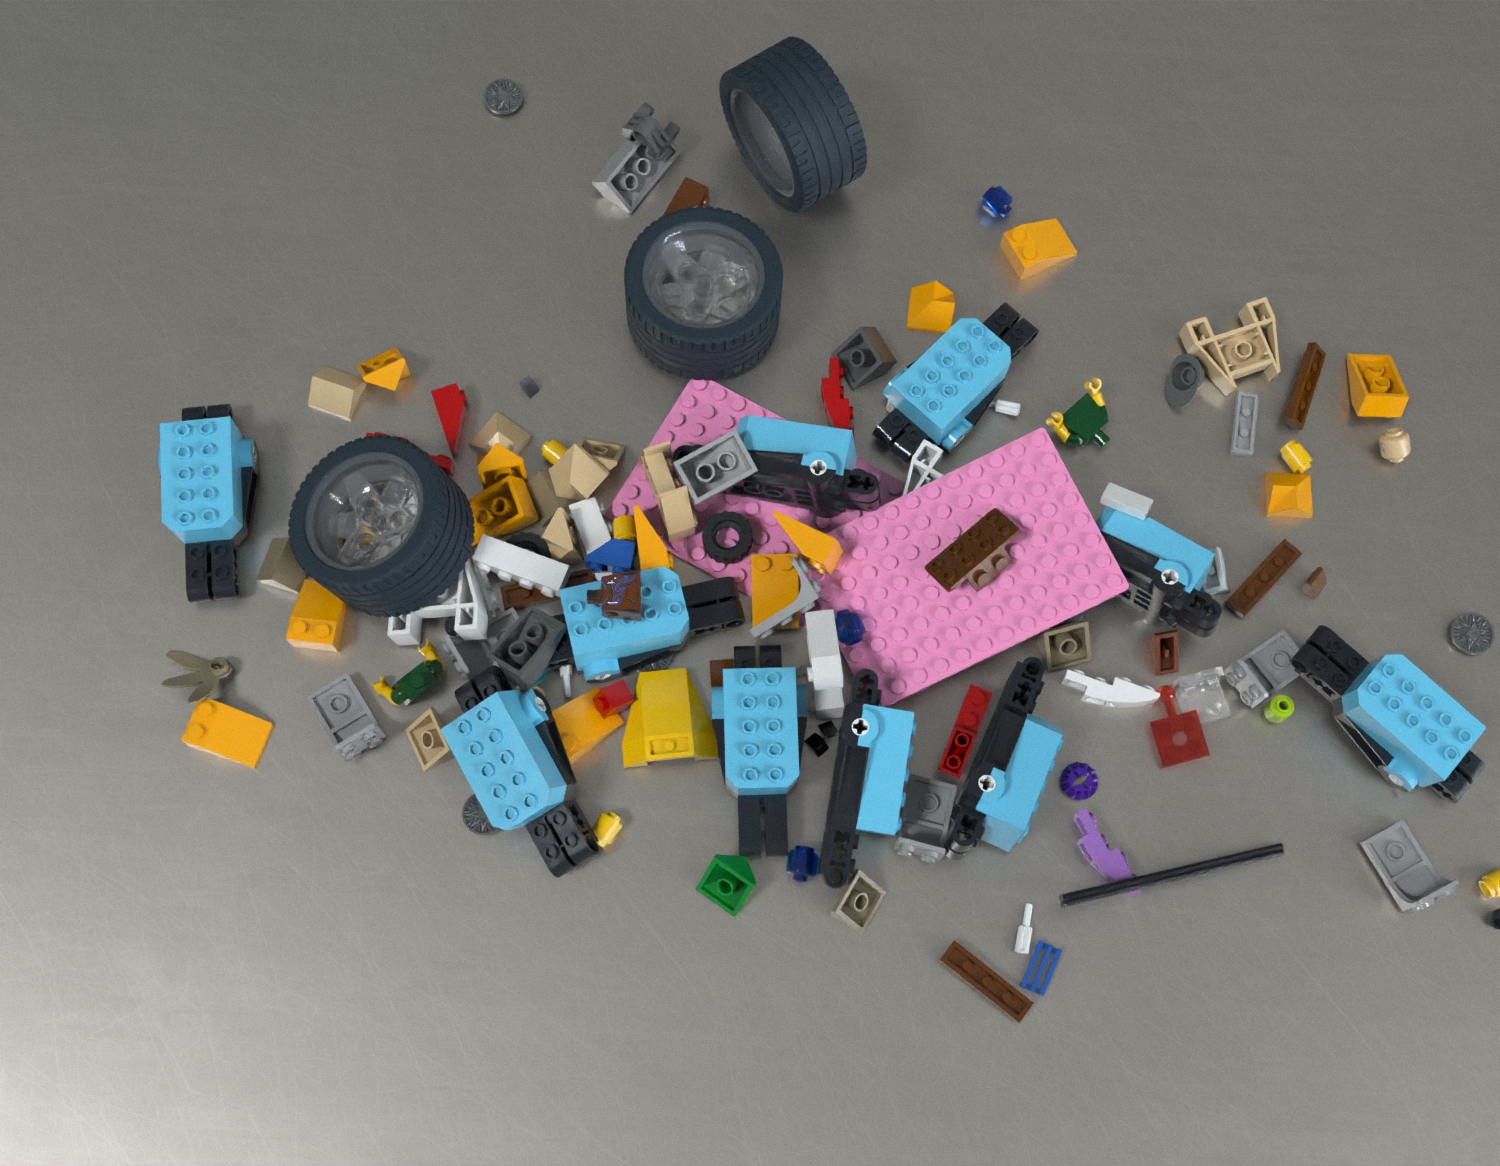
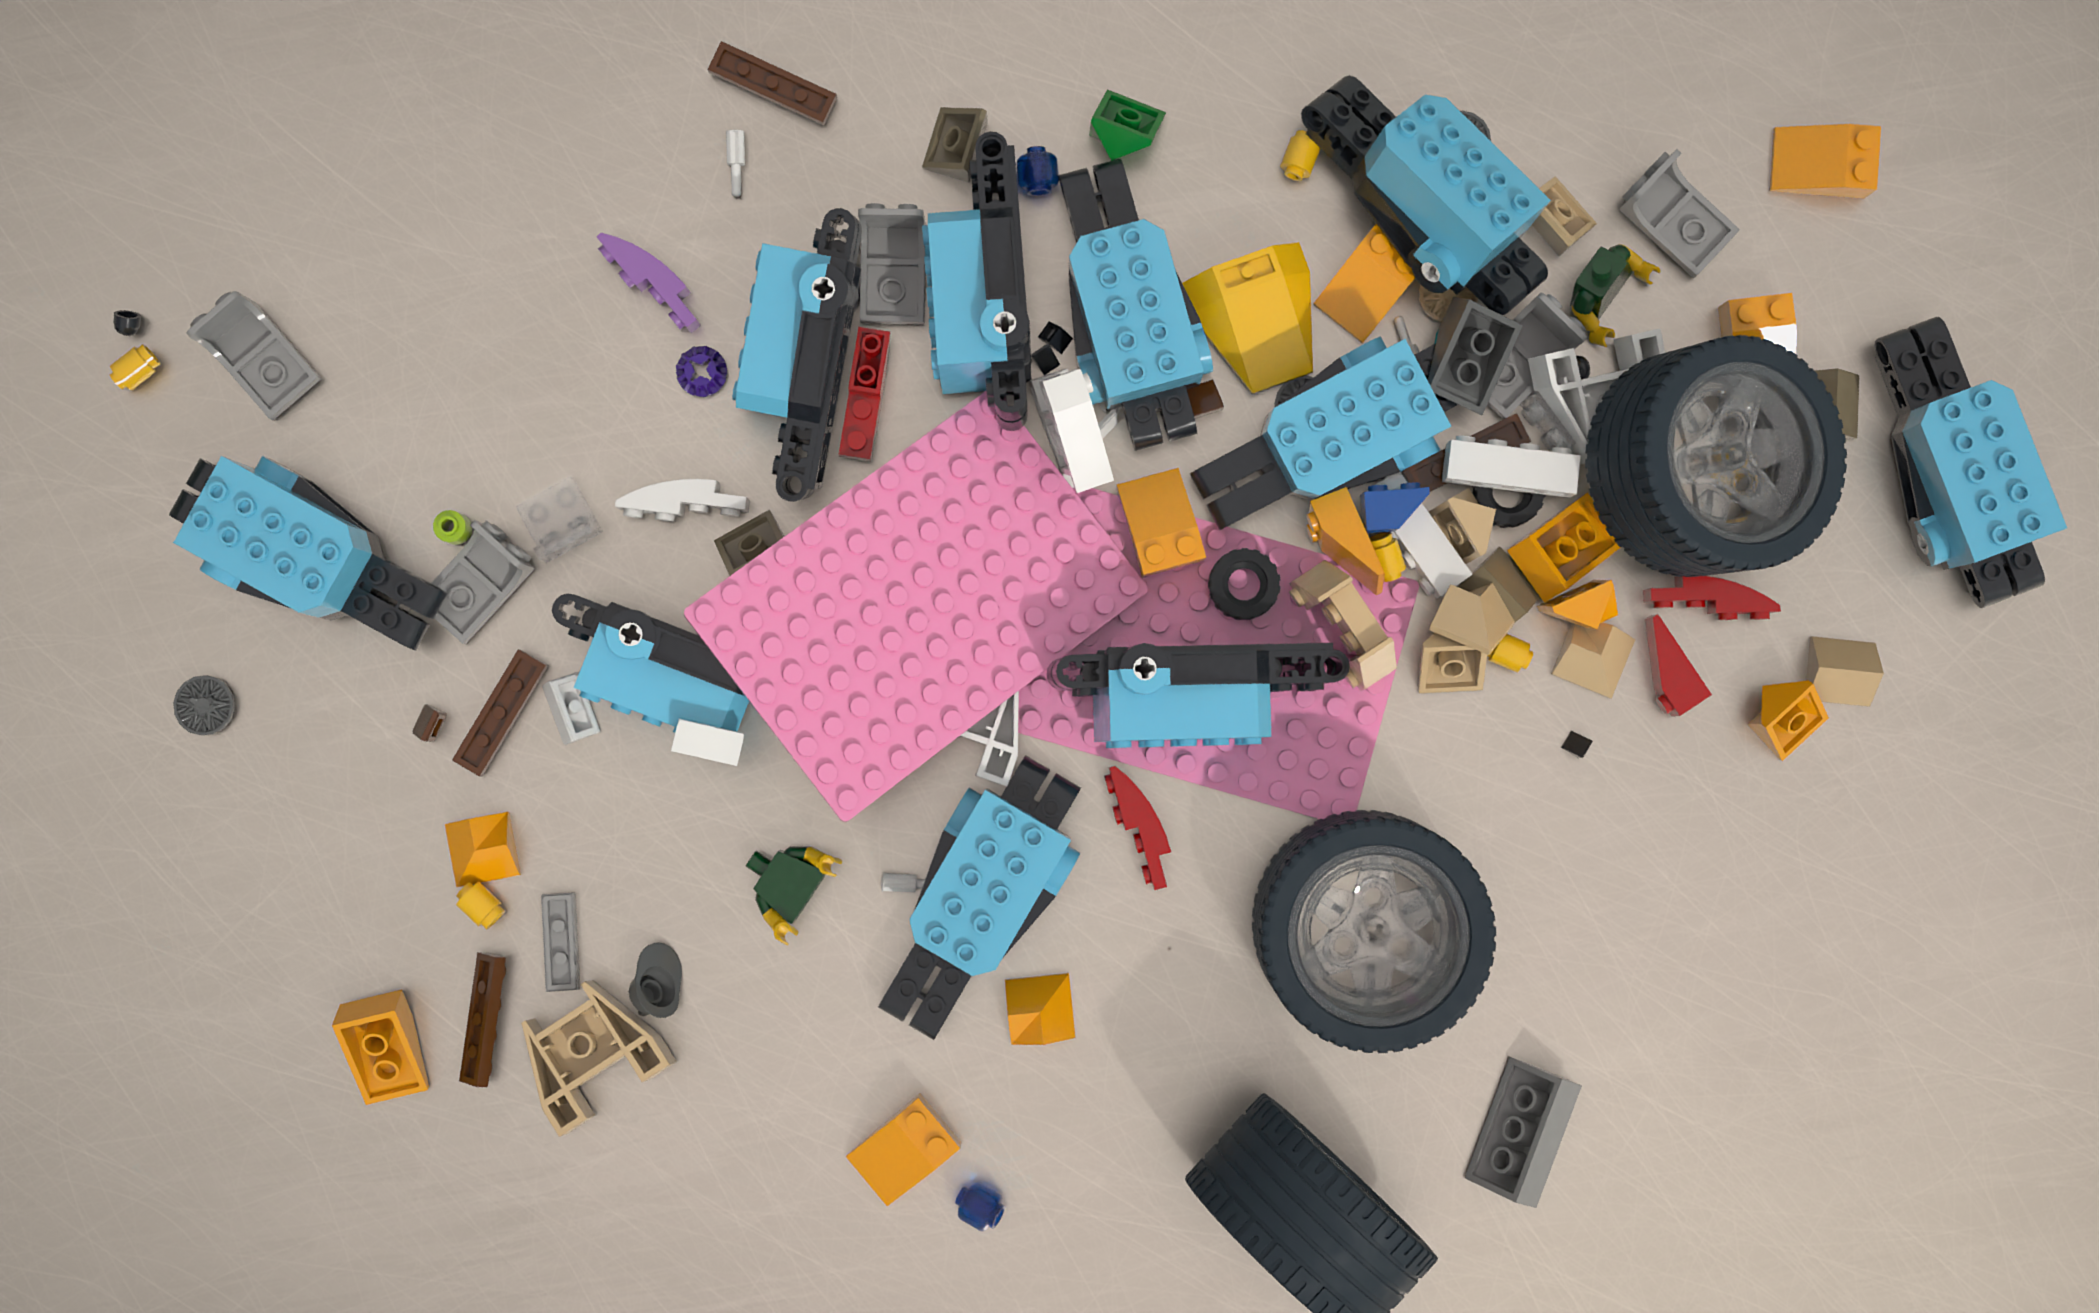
camera: 165 degrees right, 15 degrees up
(207, 674) = (1878, 227): dark tan plant -> none
(503, 96) = (1752, 1202): dark grey wheel -> none
(613, 699) = (1338, 322): red brick -> none
(619, 596) = (1367, 427): reddish brown torso -> none
(649, 131) = (1521, 1170): dark grey piece -> none
(689, 195) = (1434, 1085): reddish brown slope -> none
(714, 467) = (1288, 642): light grey slope -> none
(808, 593) = (1124, 494): light grey bracket -> none
(816, 547) = (1132, 585): light orange slope -> none
(849, 627) = (1049, 484): clear blue head -> none
(864, 356) = (1118, 906): dark grey slope -> none
(976, 554) = (902, 615): reddish brown bracket -> none
(1049, 948) = (711, 93): blue tile -> none
(1164, 652) = (618, 571): copper slope -> none
(1170, 875) = (558, 268): black axle -> none
(1185, 723) = (575, 478): clear red plate -> none
(1394, 444) = (343, 956): tan head -> none

